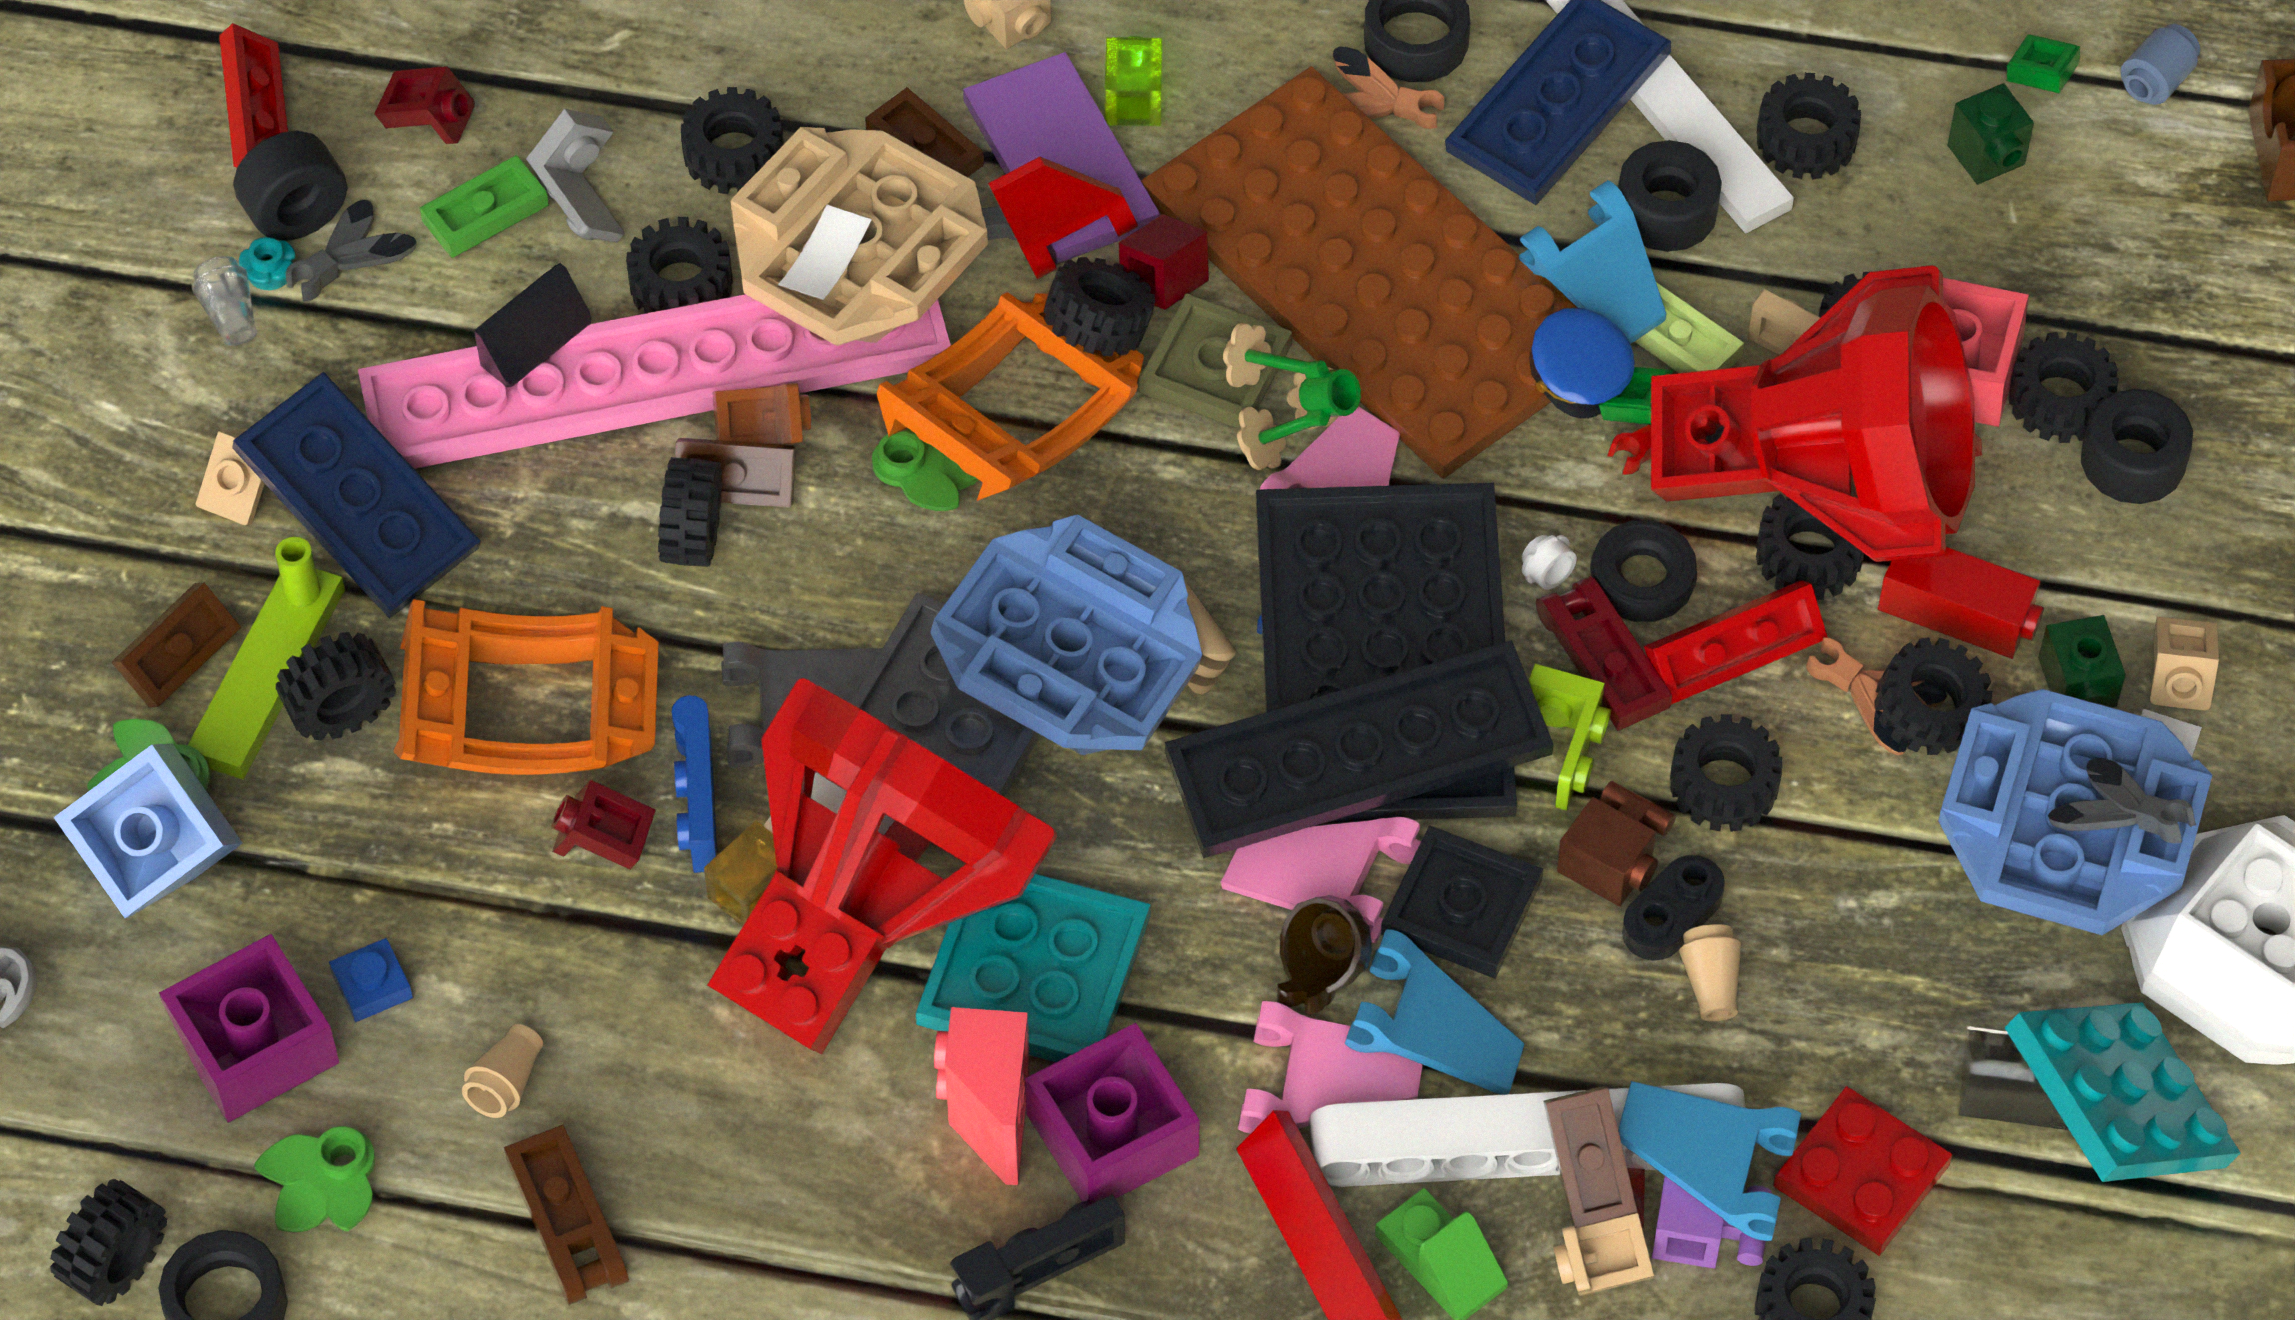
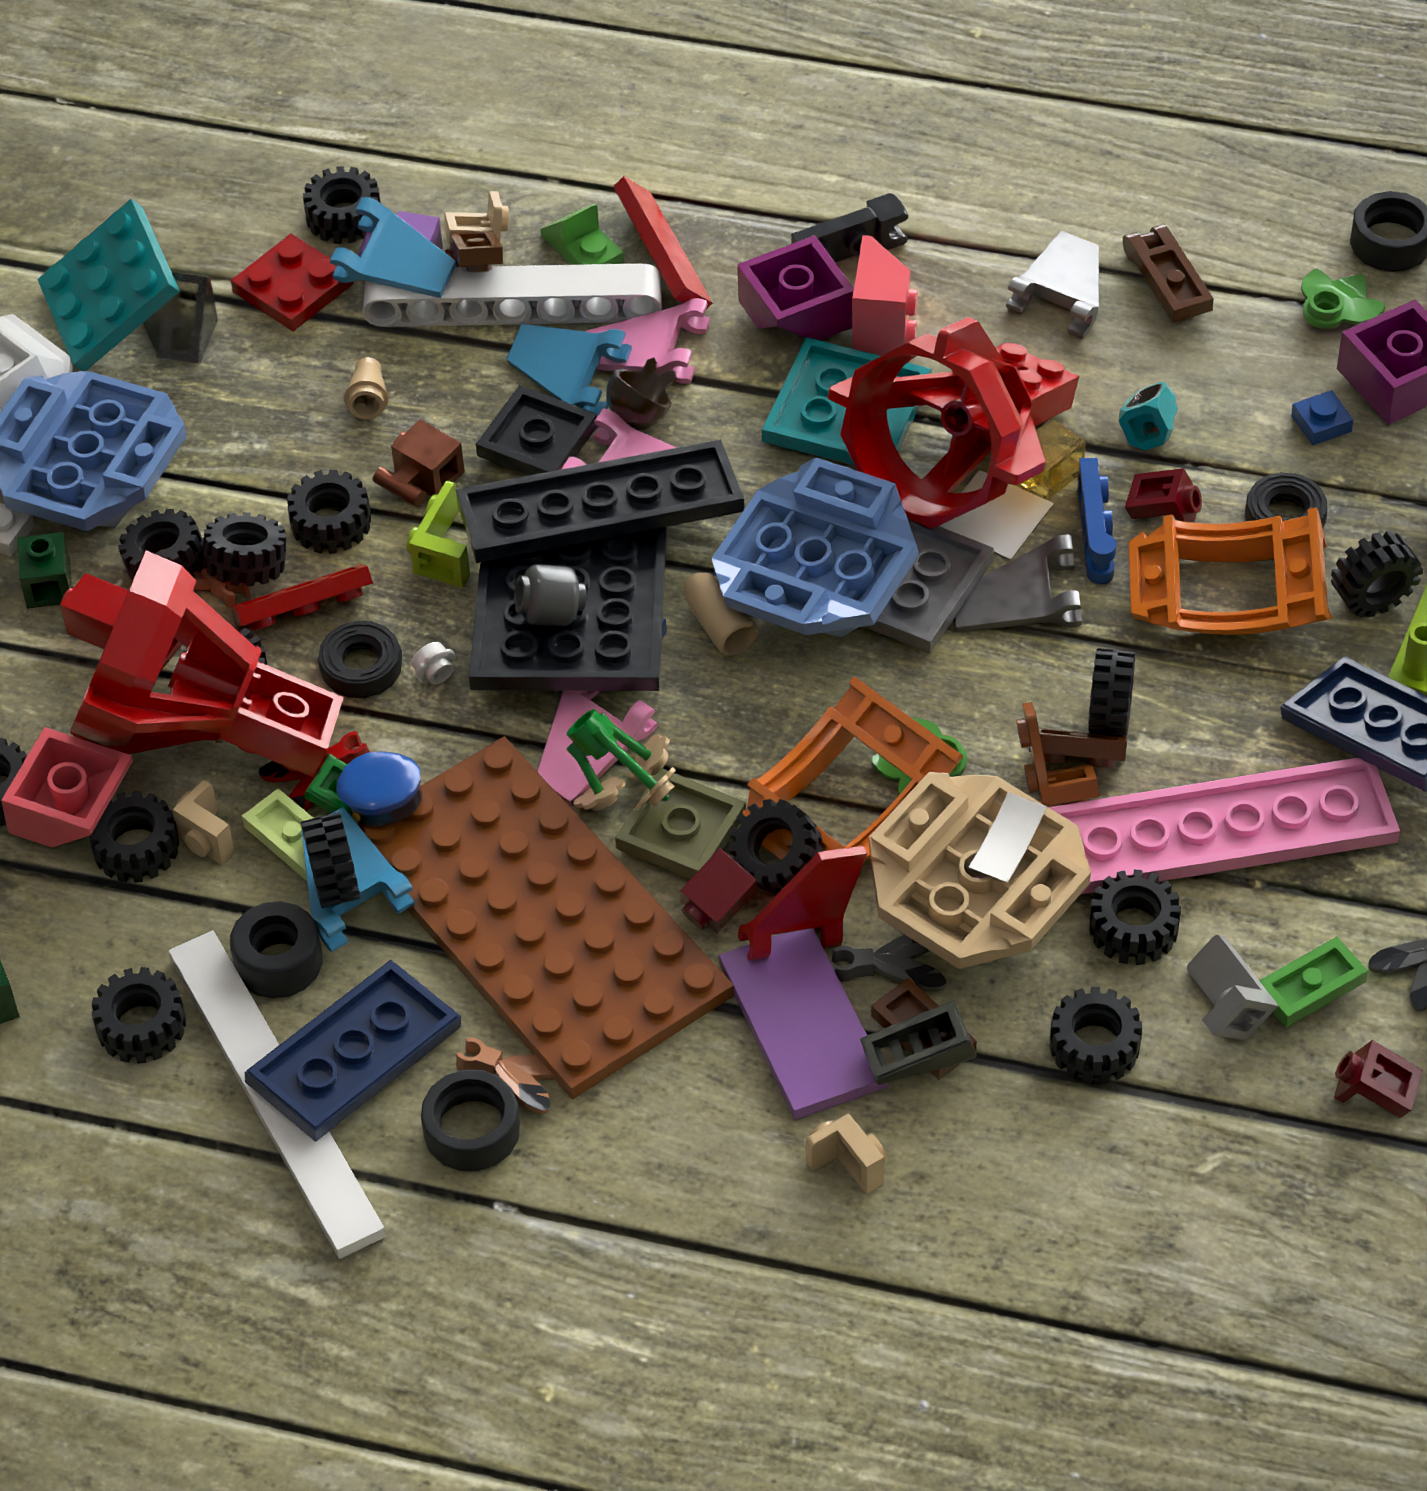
camera: 175 degrees left, 5 degrees down
(446, 858) = (1284, 487): none -> black tyre
(501, 1074) = (1221, 347): tan cone -> none
(532, 326) = (1257, 842): black slope -> none
(610, 954) = (1149, 416): none -> teal rock
(719, 1206) = (1065, 276): none -> flag
(898, 111) = (924, 1060): none -> pearl dark grey slope
(1133, 81) = (733, 1073): clear neon green brick -> none
(1404, 570) = (549, 595): none -> dark grey head
(1605, 652) = (403, 597): dark red plate -> none
(1616, 217) = (330, 860): none -> black tyre
(1675, 903) = (381, 432): black plate -> none
(1823, 655) = (244, 549): none -> black tyre
(2123, 807) = (54, 419): dark grey piece -> none

